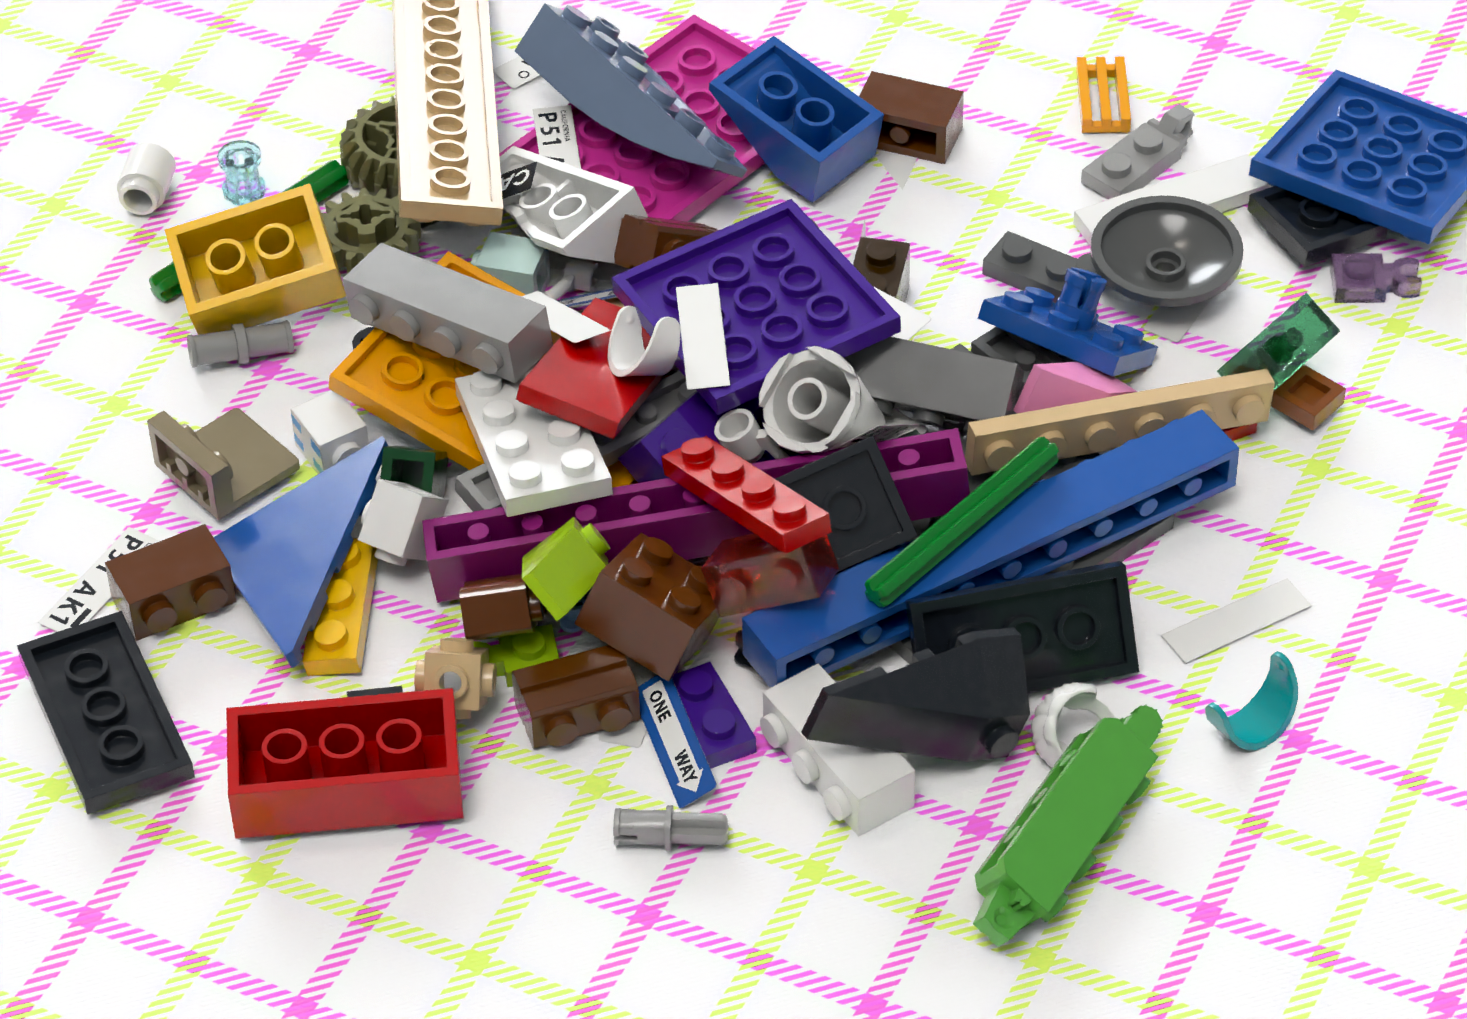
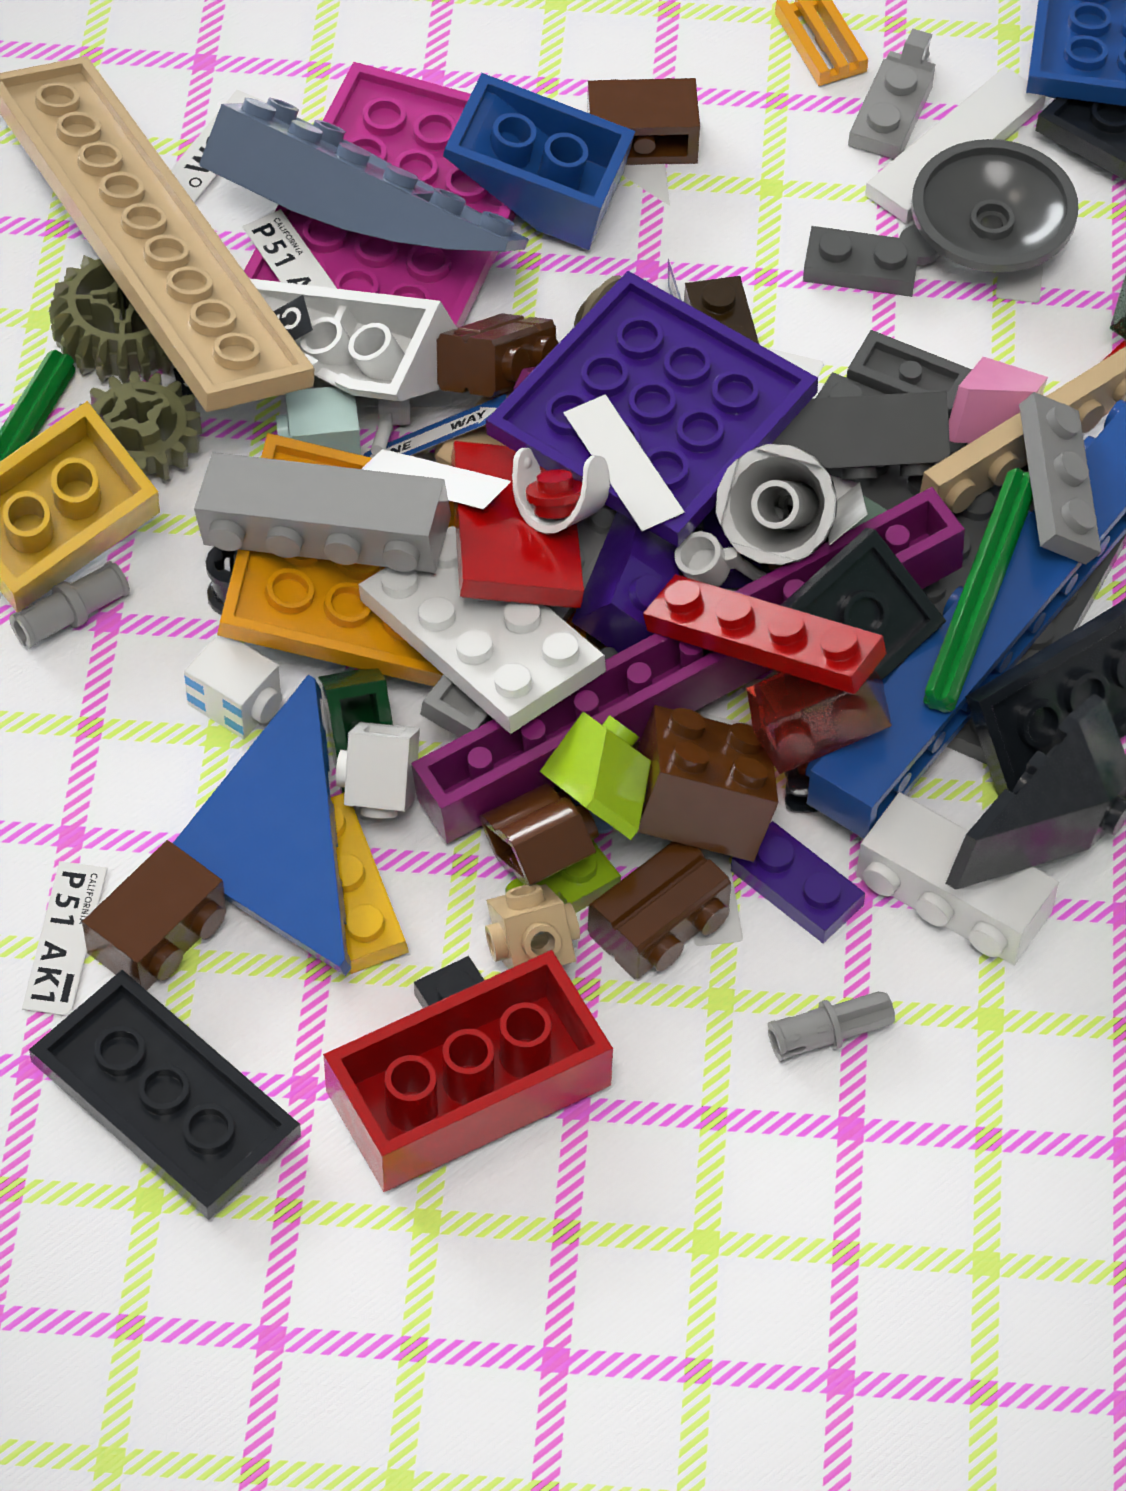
camera: 25 degrees left, 10 degrees up
(222, 461) = (127, 751): dark tan bracket -> none
(631, 344) = (554, 494): none -> red plate
(675, 741) = (785, 925): sticker -> none
(1071, 324) = (942, 320): blue plate -> none
(1077, 455) = (1059, 478): none -> light grey plate

